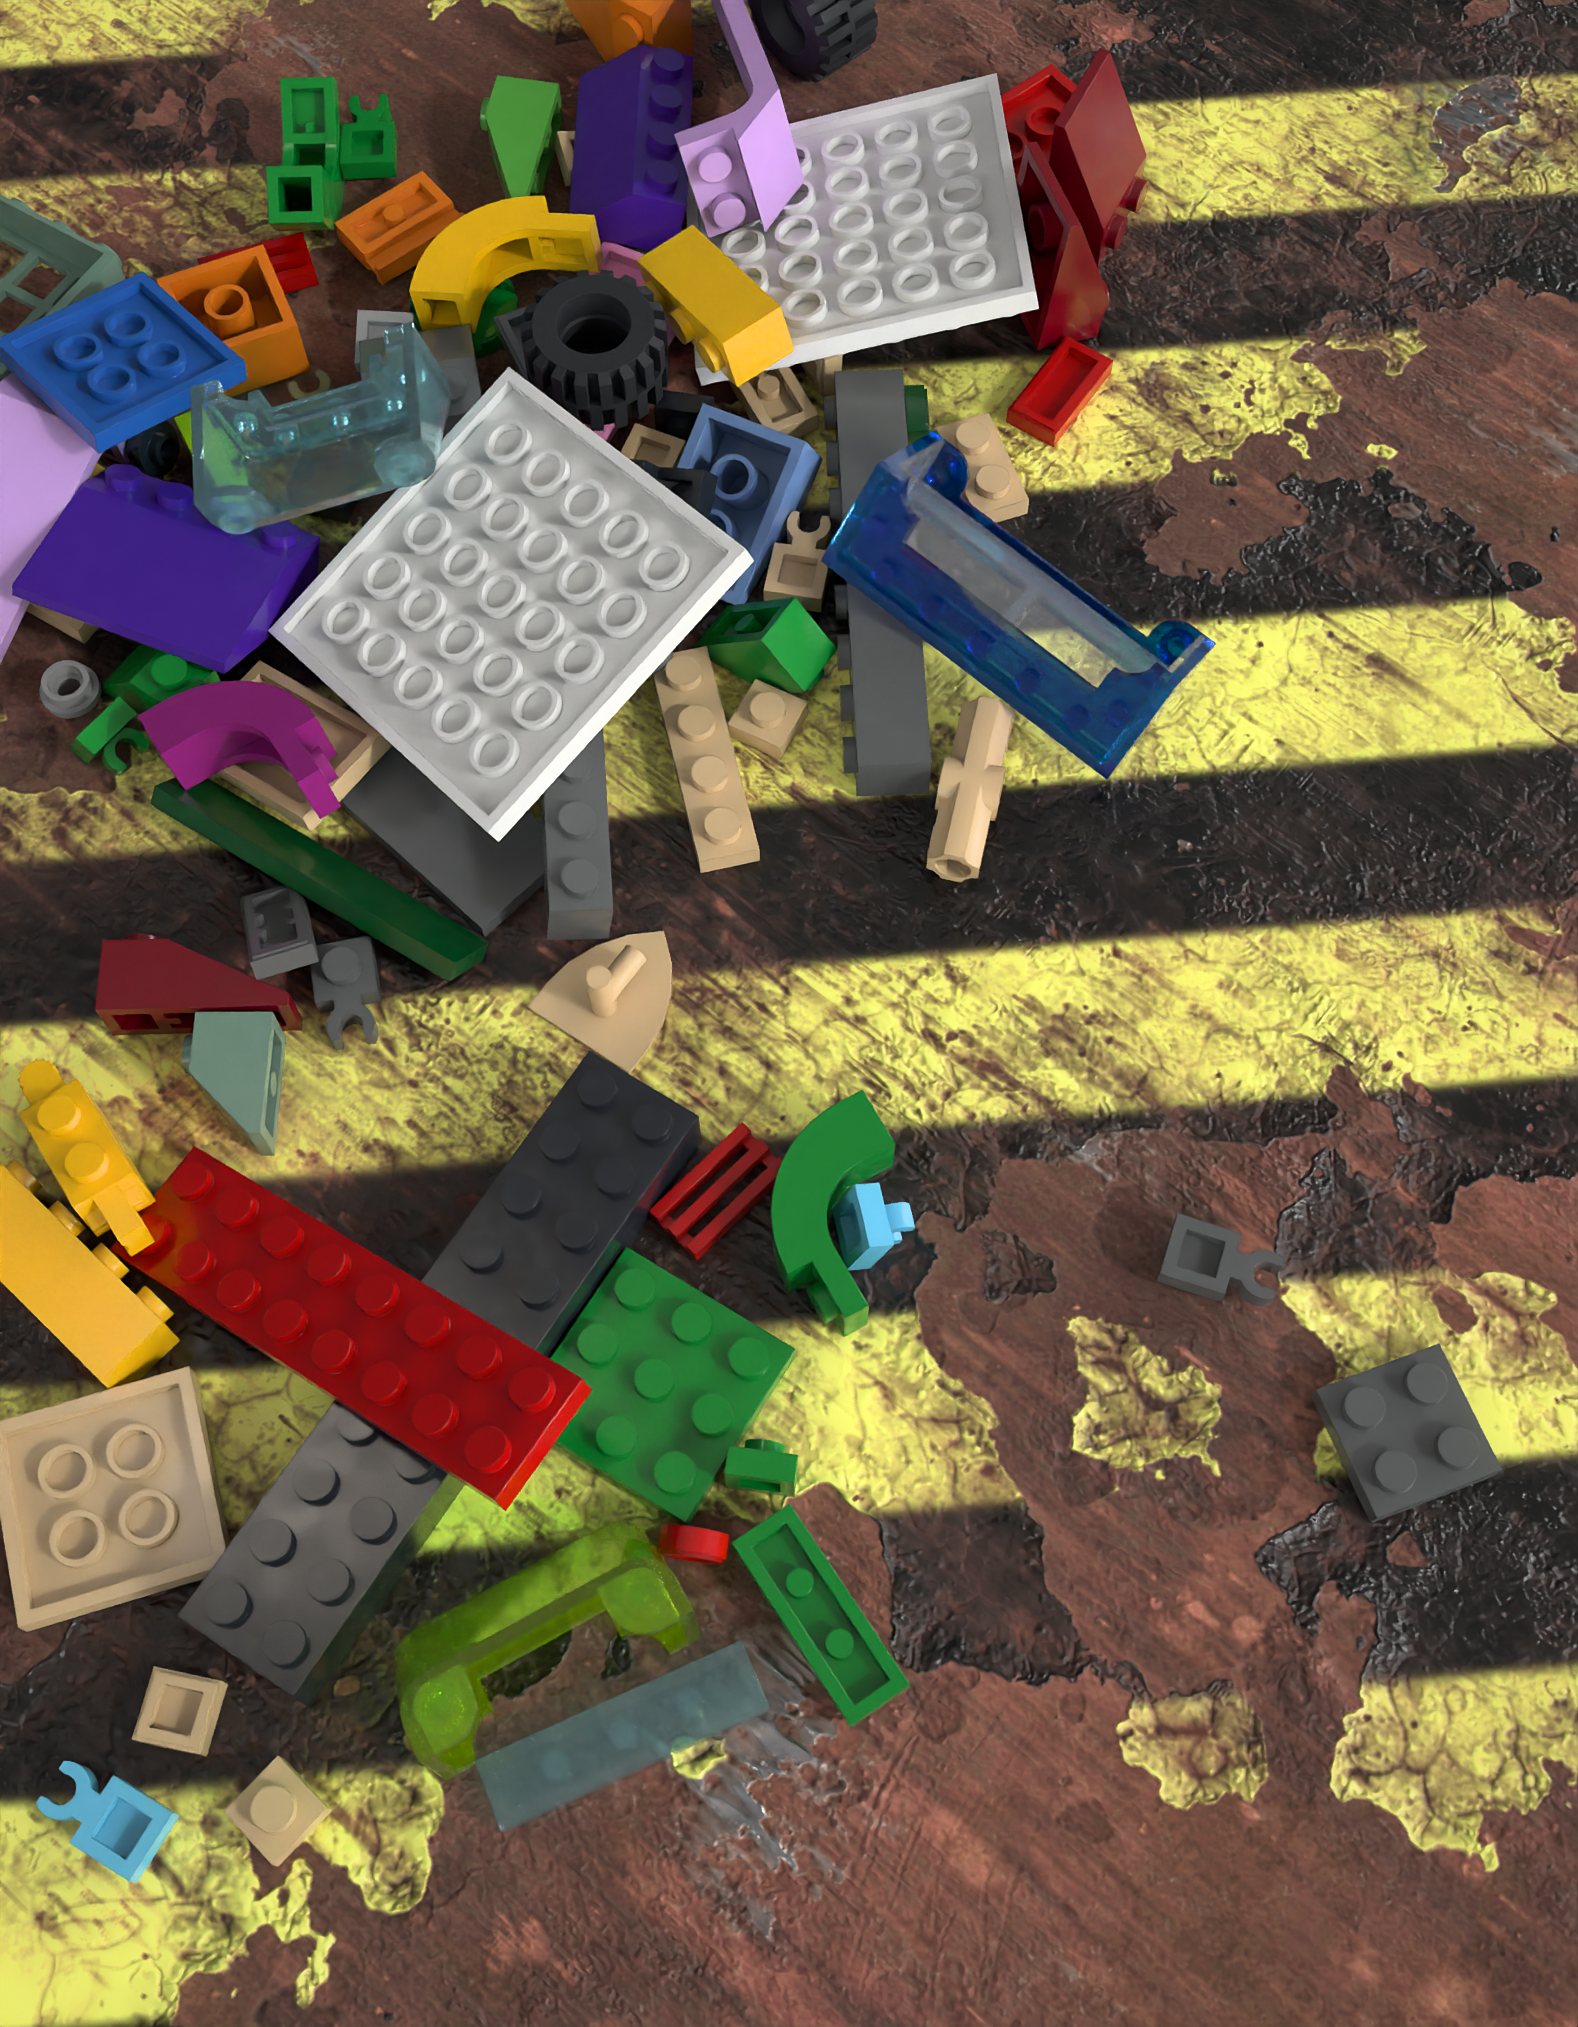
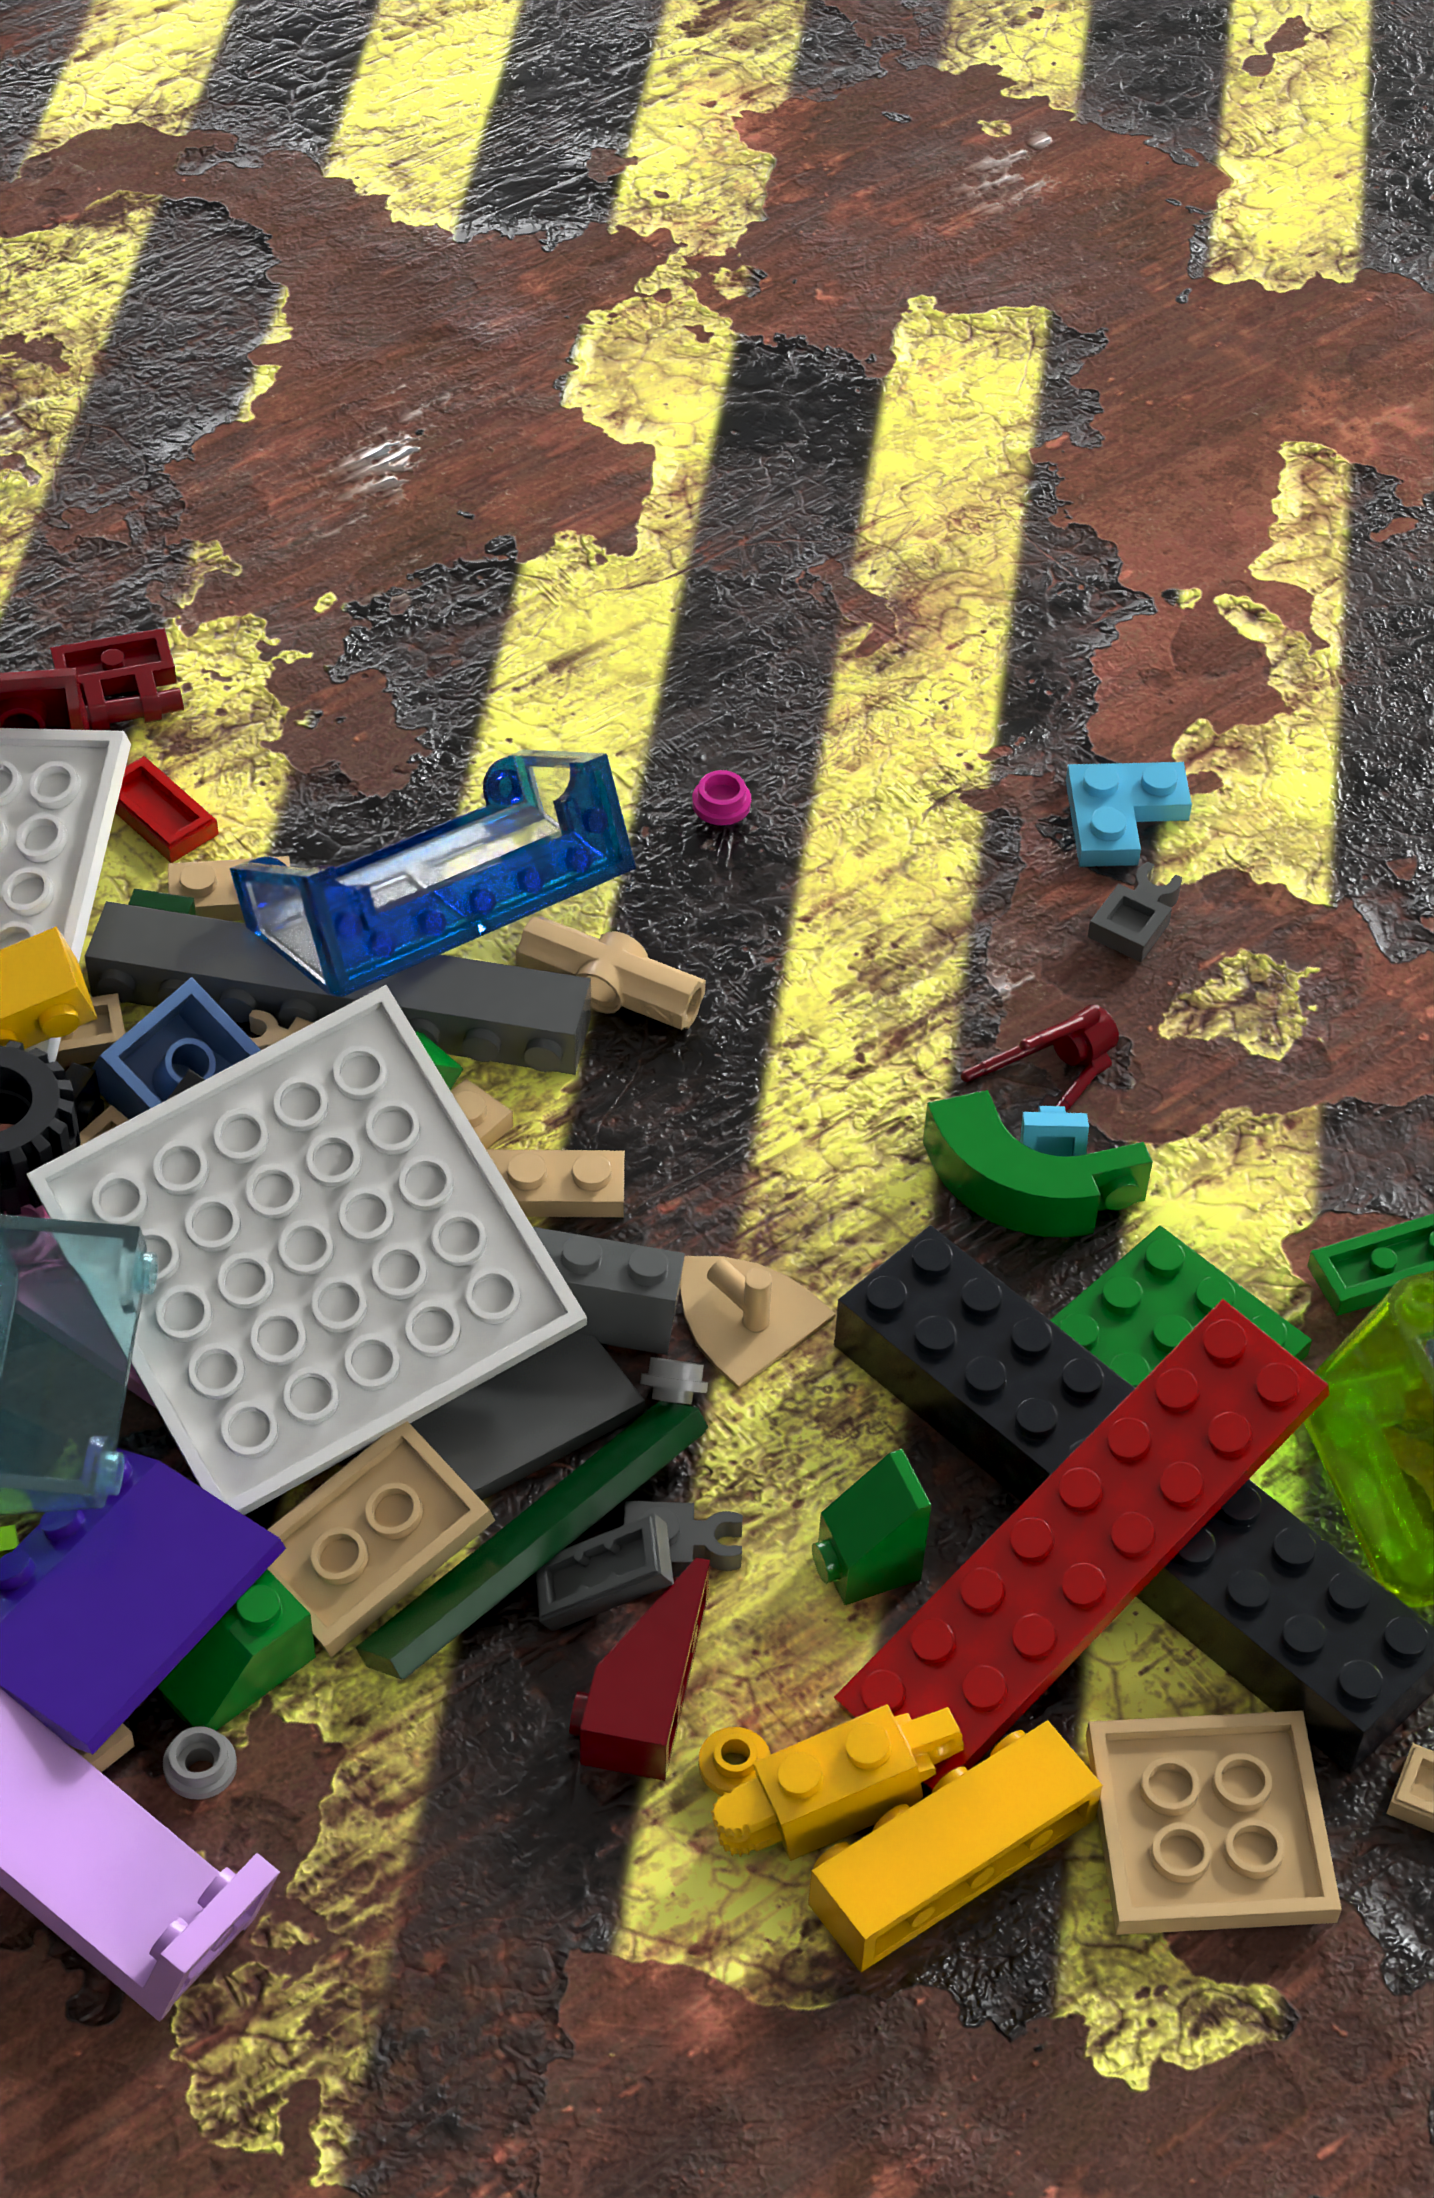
camera: 80 degrees left, 15 degrees down
(106, 732) = (283, 1722): green tile -> none
(133, 1092) = (731, 1740): none -> yellow plate
(239, 724) = (362, 1525): magenta arch -> none
(240, 1070) = (766, 1638): sand green slope -> none
(352, 1142) = (874, 1532): none -> green slope
(505, 945) = (674, 1380): none -> light grey plate
(677, 1229) = (992, 1248): red tile -> none
(693, 1544) = (1337, 1327): red tile -> none
(762, 1468) = (1272, 1264): green plate -> none
(1020, 1231) = (1077, 1040): none -> dark red plant
(1210, 303) = (120, 666): none -> dark red plate
(1237, 839) = (721, 798): none -> dark pink plate
(1385, 1212) = (1115, 796): none -> medium azure plate
(1405, 1433) = (1306, 836): dark grey plate -> none

